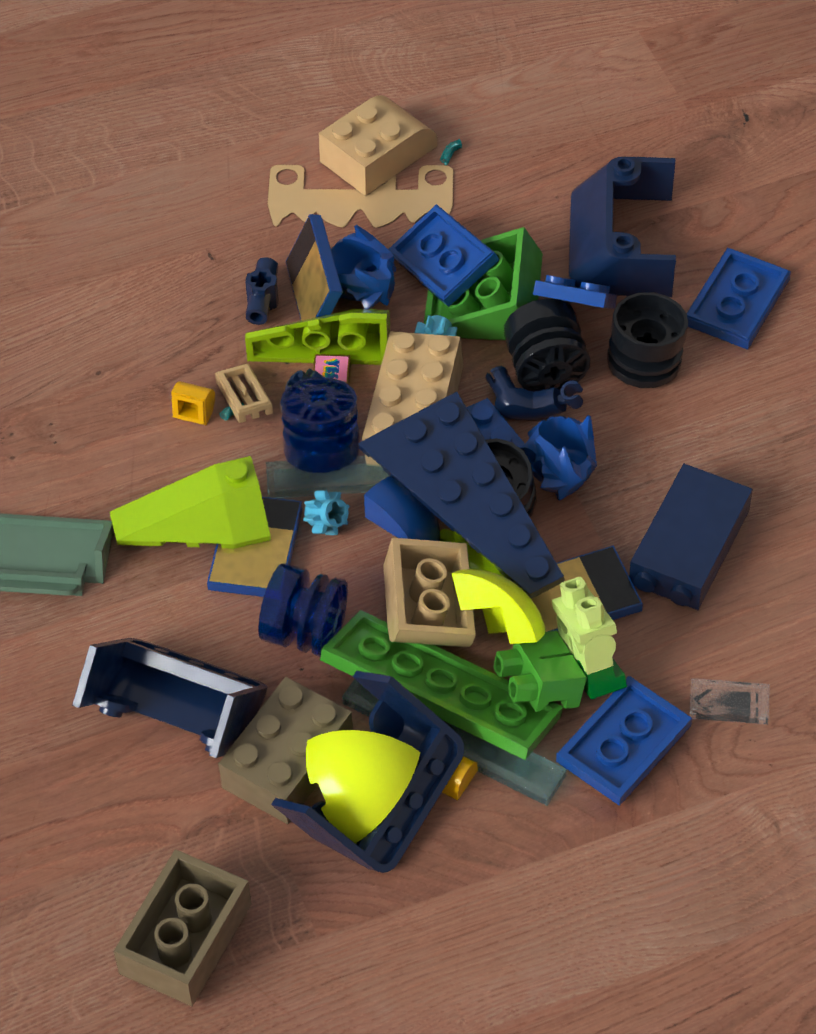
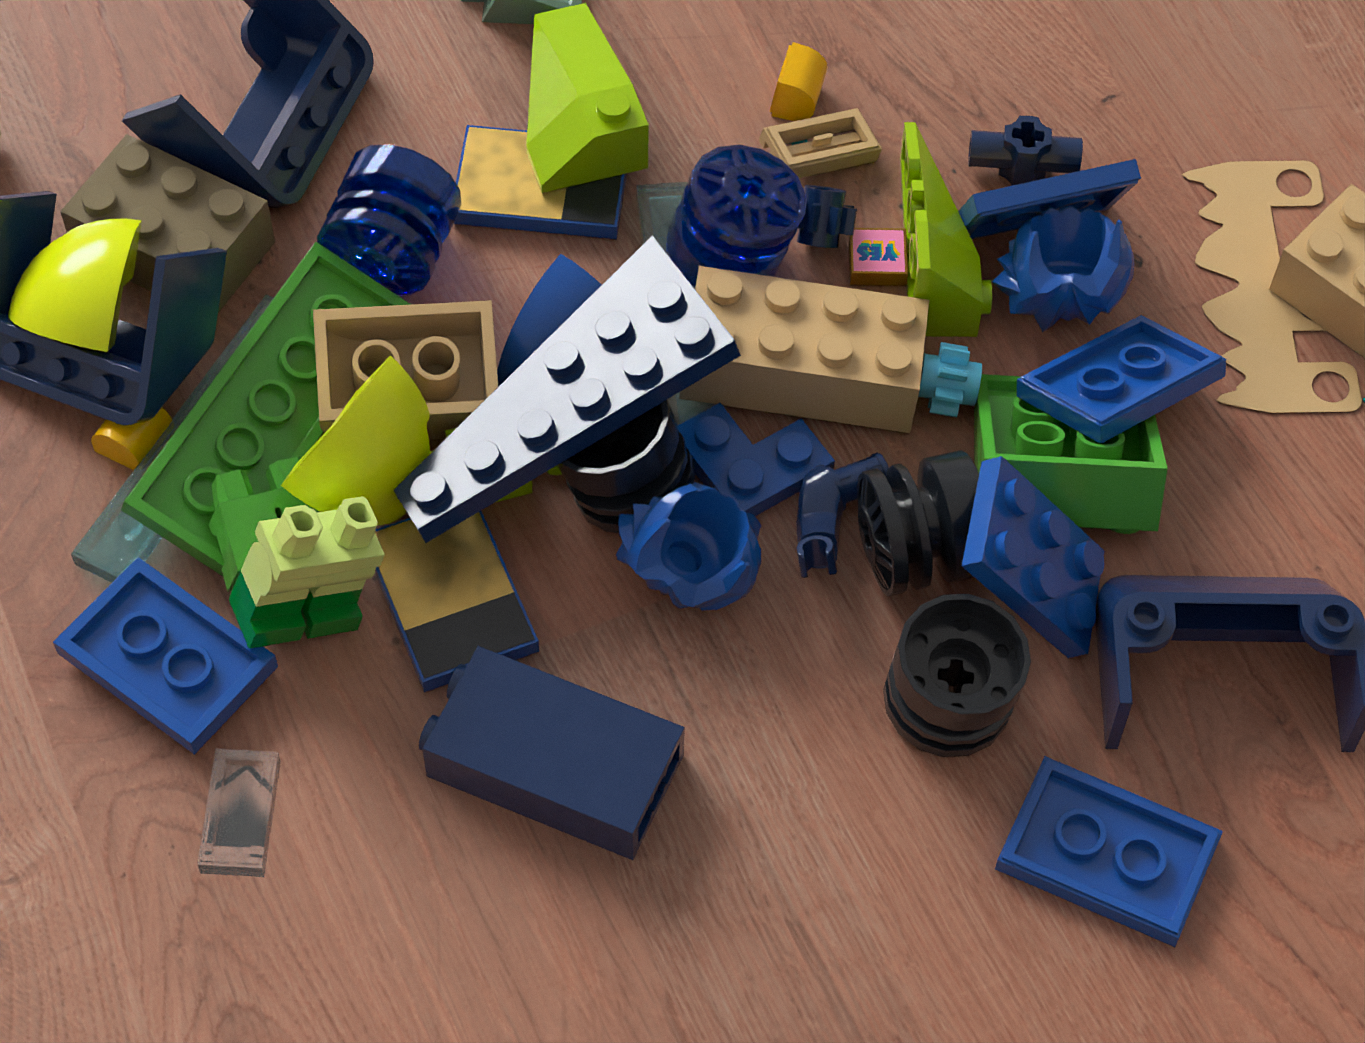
camera: 85 degrees right, 5 degrees up
(326, 512) = (589, 247): medium azure gear -> none

